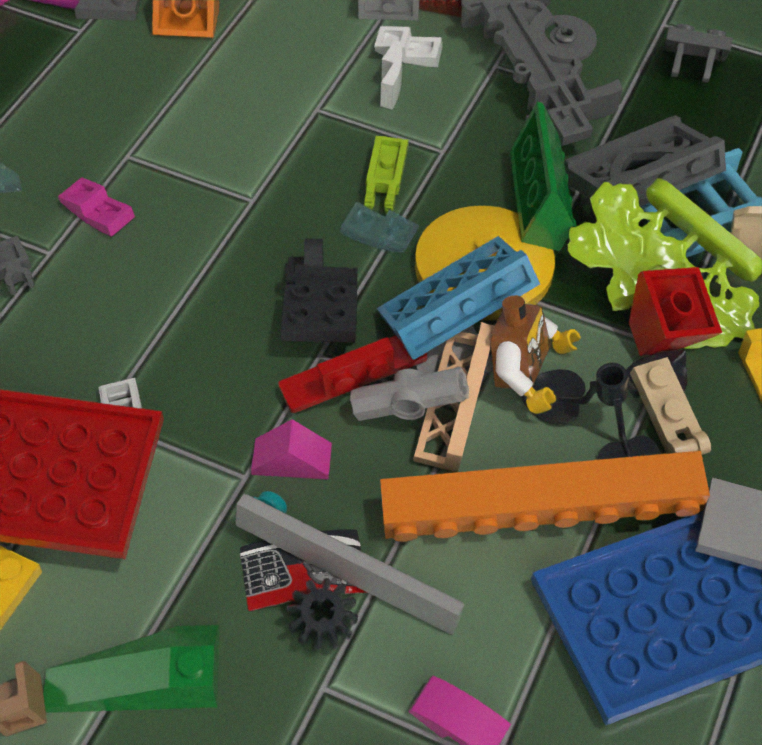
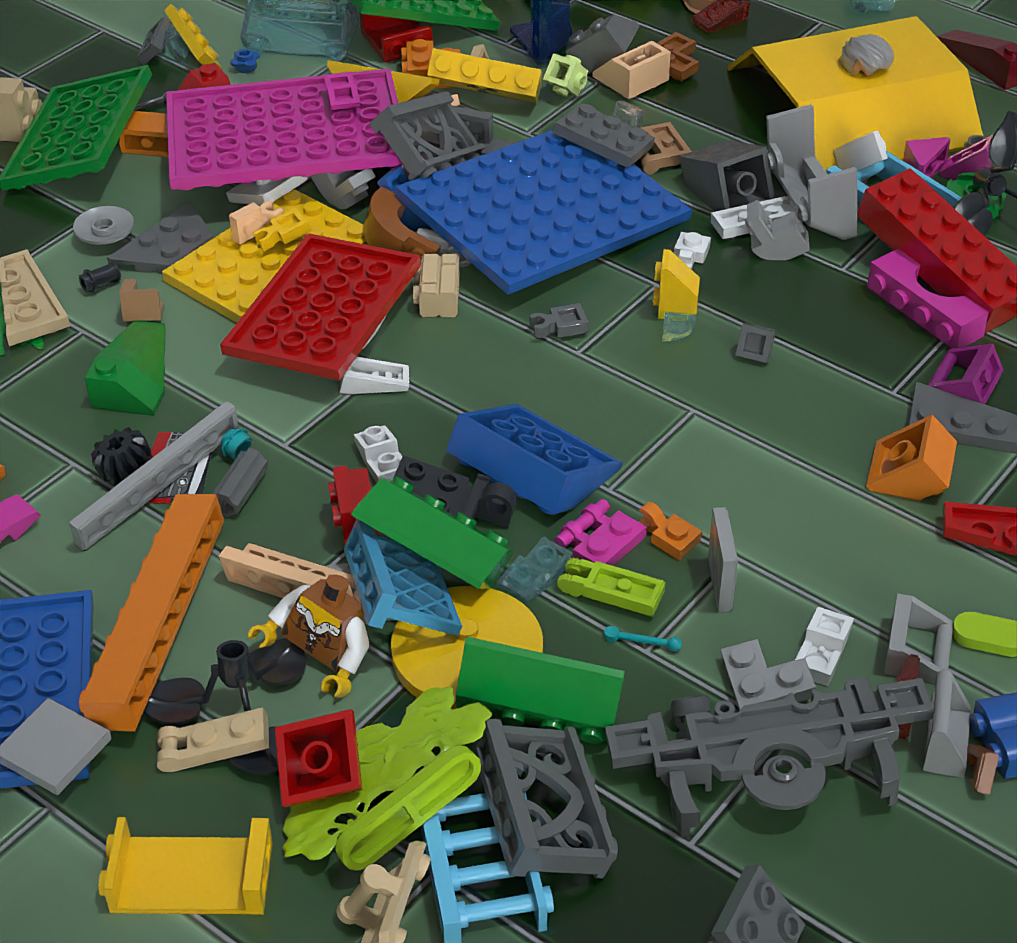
camera: 105 degrees right, 10 degrees down
(33, 111) = (755, 342): none -> dark grey tile
(93, 206) = (624, 379): dark pink slope -> none
(232, 250) = (531, 456): none -> blue slope
(246, 381) = (379, 451): none -> white slope
(292, 452) = (285, 471): dark pink slope -> none
(305, 145) = (671, 534): none -> orange plate
(323, 192) = (611, 537): none -> dark pink plate
(329, 488) = (240, 481): none -> dark grey axle
(352, 92) = (722, 559): none -> light grey tile
(391, 75) = (773, 619): white slope -> none
(394, 277) = (435, 533): none -> green slope
(409, 394) = (298, 532): light grey piece -> none
(433, 171) = (612, 634): none -> teal hinge
(462, 77) = (758, 684): none -> light grey plate
(504, 108) = (689, 705): none -> dark grey tile

